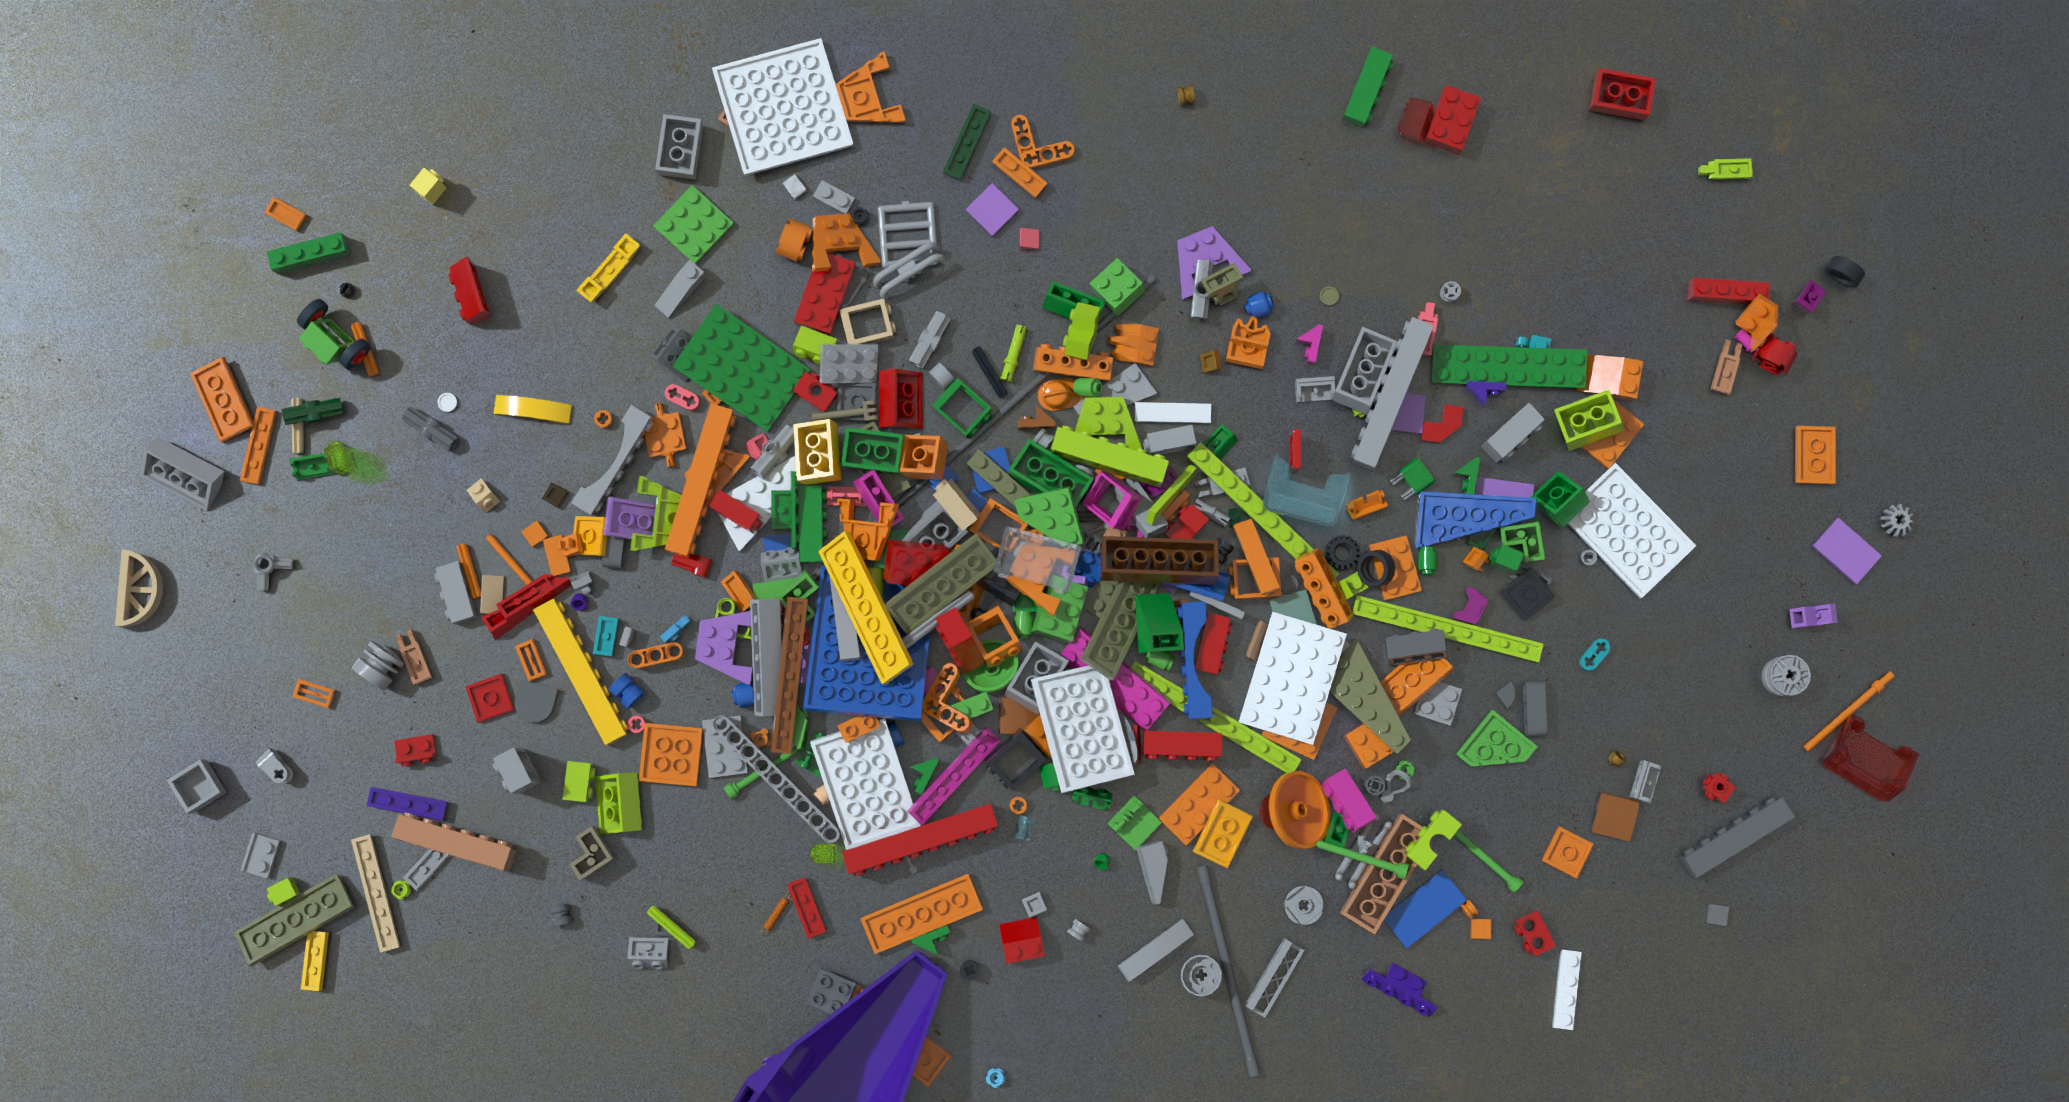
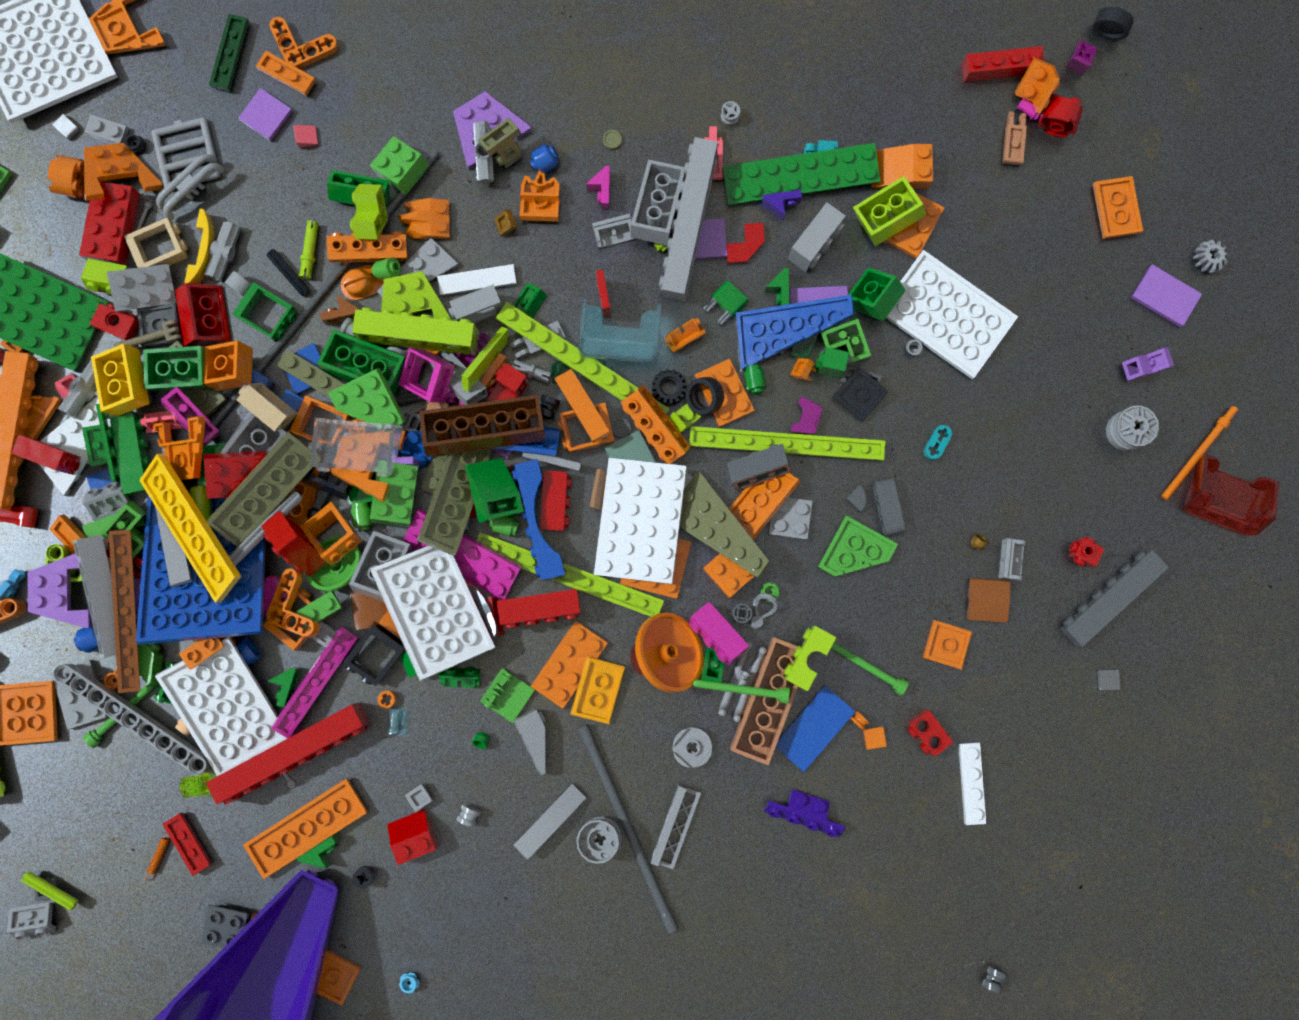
camera: 10 degrees left, 0 degrees up
(900, 355) = (195, 273): none -> yellow slope

